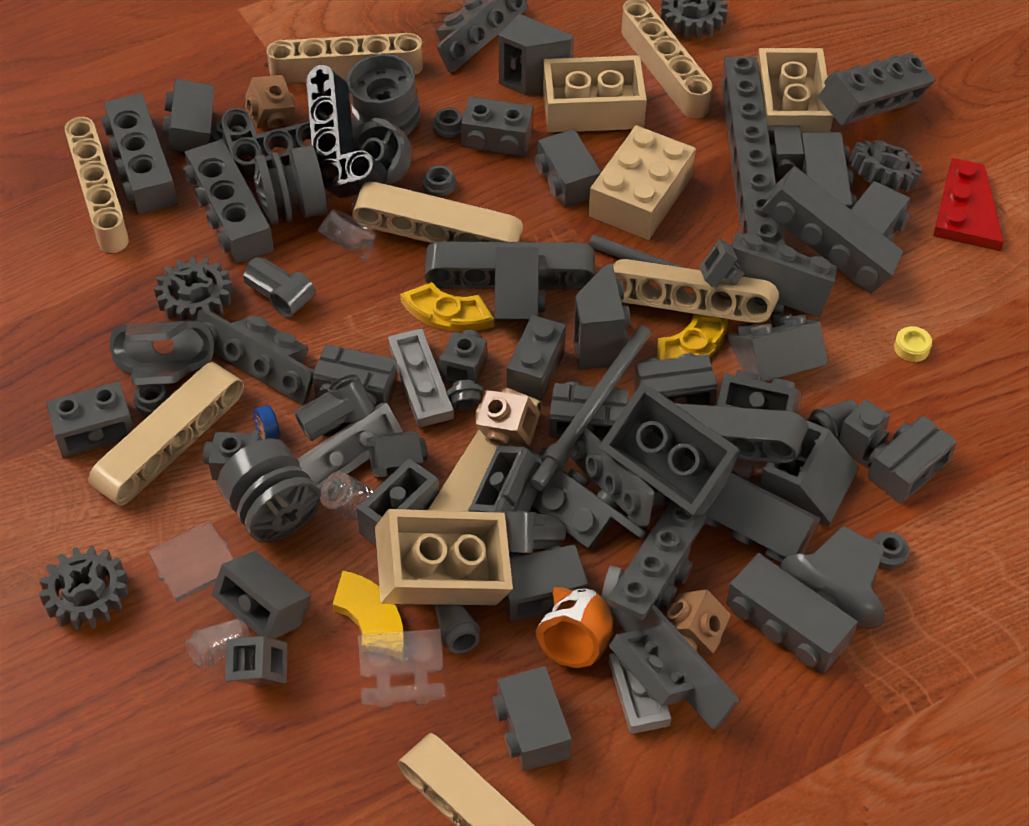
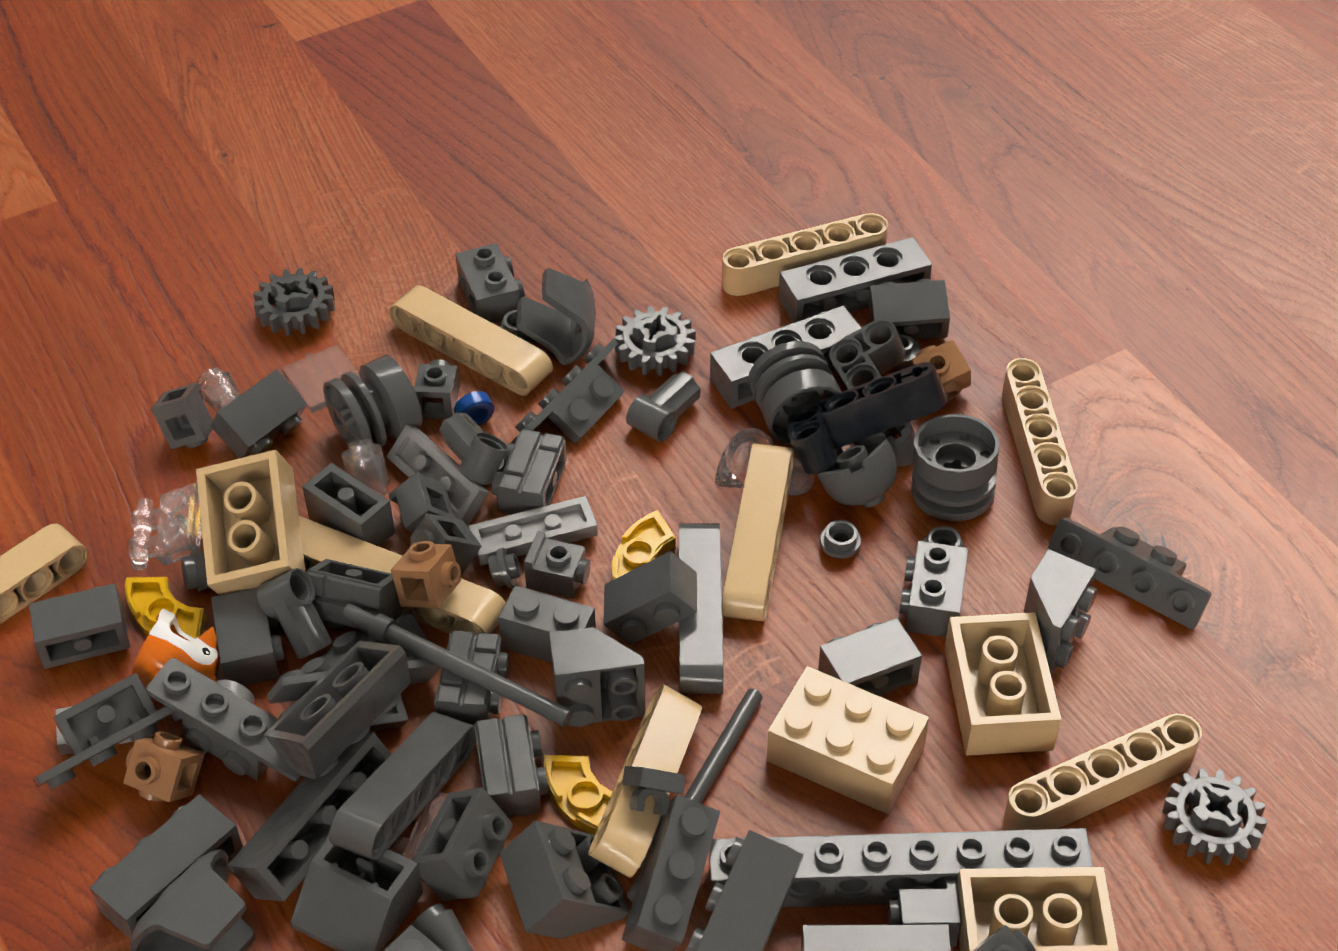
camera: 90 degrees right, 5 degrees down
(445, 429) = (448, 531): none -> dark grey brick
(511, 655) = (150, 594): none -> yellow tile

